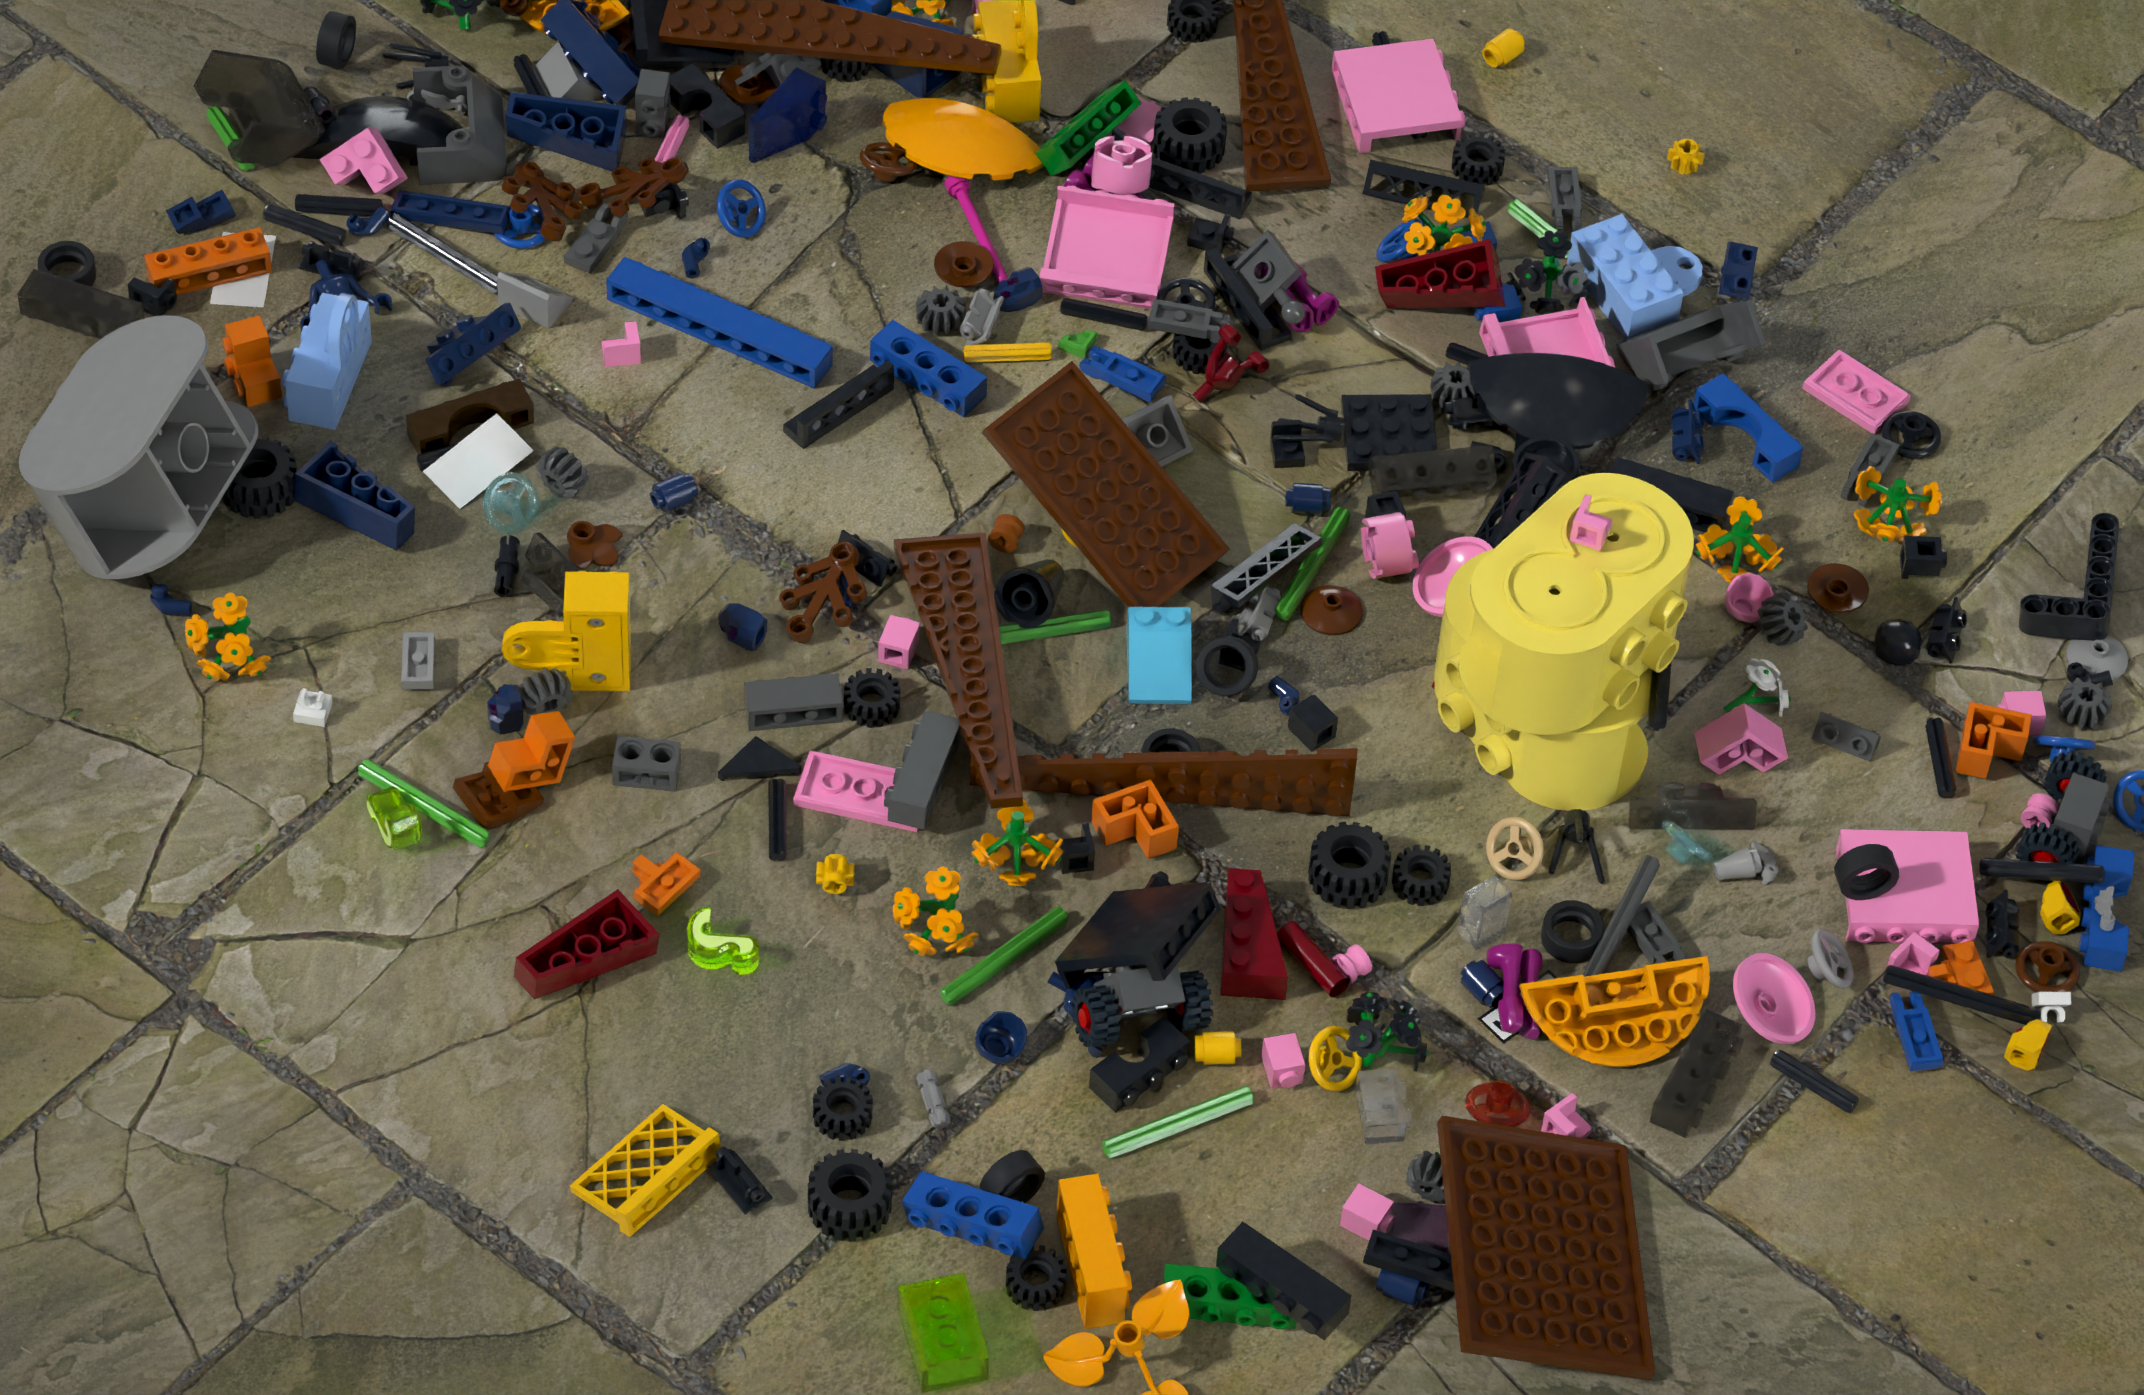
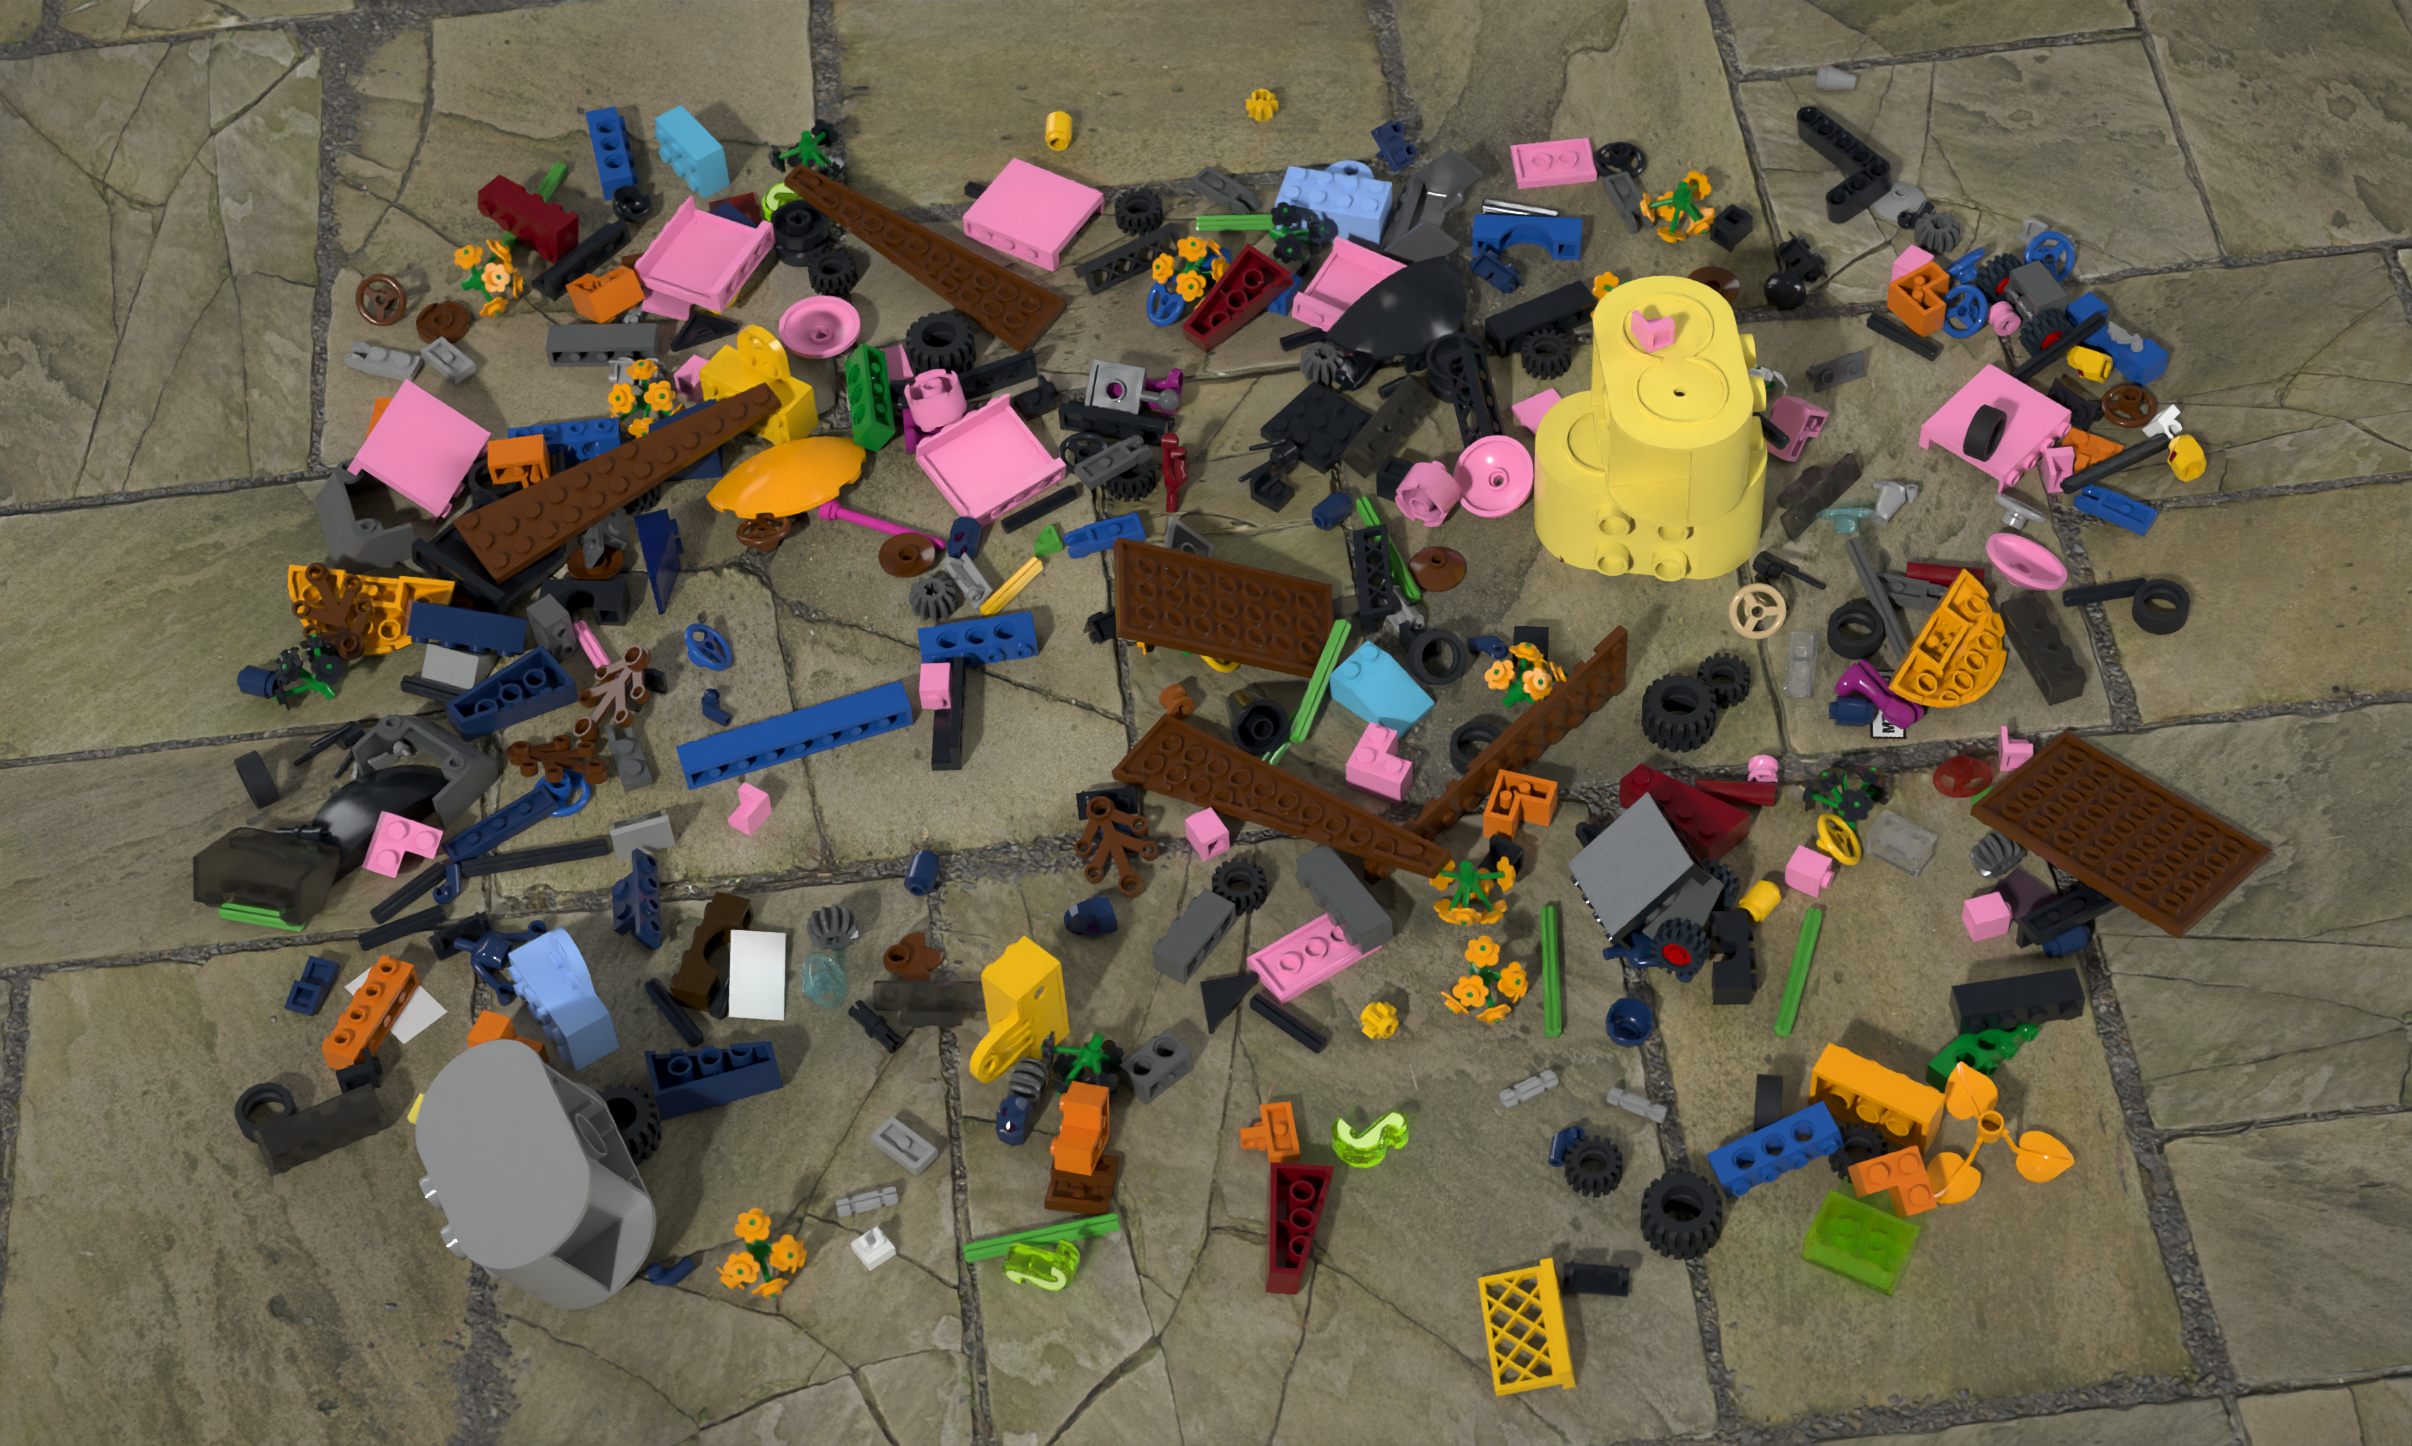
camera: 40 degrees left, 0 degrees up
(348, 674) = (866, 1201): none -> light grey axle
(395, 438) = (674, 1012): none -> black axle
(591, 714) = (1070, 1068): none -> black plant
(850, 367) = (936, 686): none -> bright pink brick
(874, 1017) = (1528, 1089): none -> light grey axle
(1032, 1314) = (1902, 1175): none -> orange brick
(1080, 700) = (1376, 768): none -> bright pink brick
(1119, 606) = (1319, 681): none -> bright green axle
(1121, 46) = (819, 327): none -> bright pink dish
(1261, 739) = (1531, 681): none -> light orange plant
(1695, 946) = (1940, 574): none -> dark red piece
(1772, 404) = (1496, 207): none -> axle
(1839, 1109) = (2158, 623): none -> black tyre
(2016, 782) = (1974, 316): none -> blue piece

